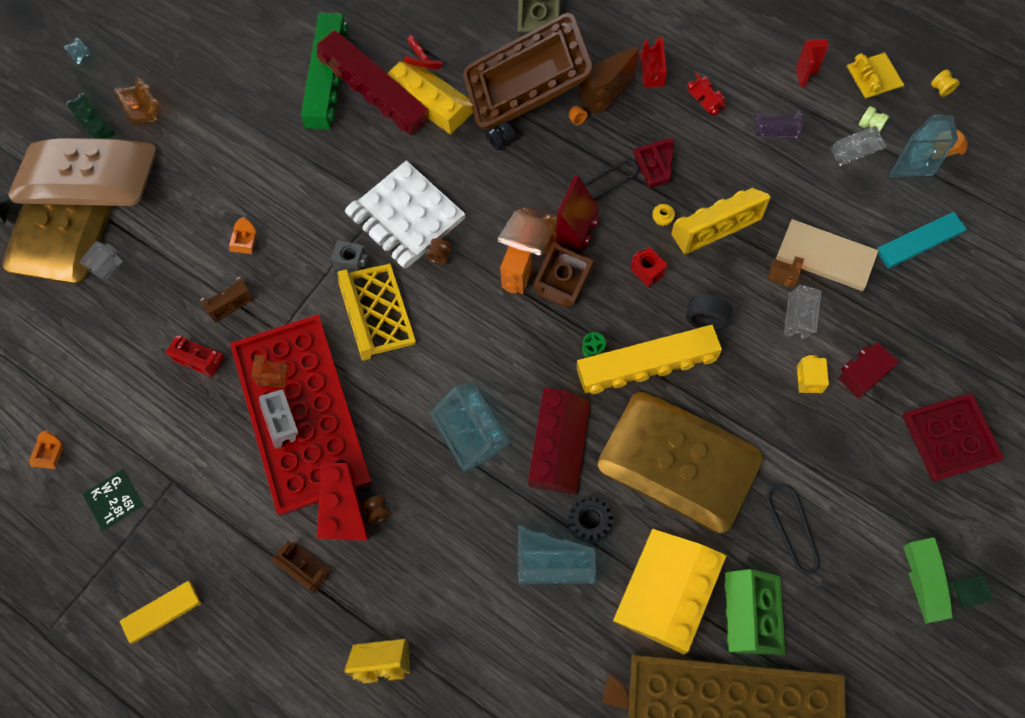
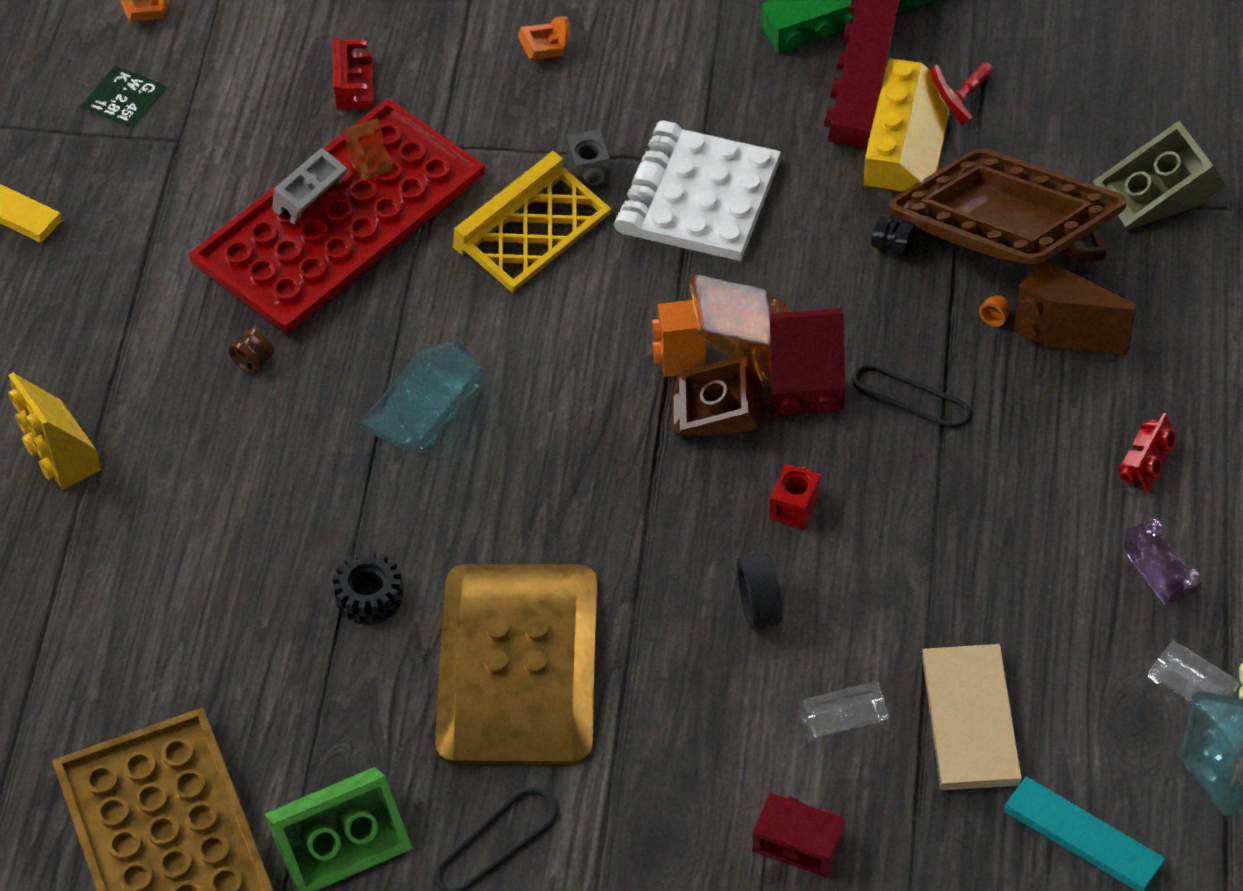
camera: 60 degrees right, 15 degrees down
(227, 301) = (447, 70): reddish brown hinge -> none
(301, 566) = (136, 311): reddish brown hinge -> none
(339, 506) = (232, 301): red wedge -> none
(438, 251) = (660, 248): reddish brown wheel -> none
(553, 560) = (282, 560): clear light blue wedge -> none
(559, 441) = (459, 502): dark red slope -> none
(595, 341) = (633, 477): green wheel -> none
(615, 694) = (145, 713): clear orange tile -> none
(648, 359) = (647, 556): yellow brick -> none
(653, 64) = (1154, 365): red hinge -> none
(655, 161) = (981, 436): dark red wing -> none
(661, 219) = (898, 490): yellow plate -> none
(669, 590) = (317, 723): yellow slope -> none
(720, 219) = (928, 548): yellow slope -> none
(785, 273) = (902, 672): clear orange panel -> none
(812, 374) = (746, 765): yellow brick -> none

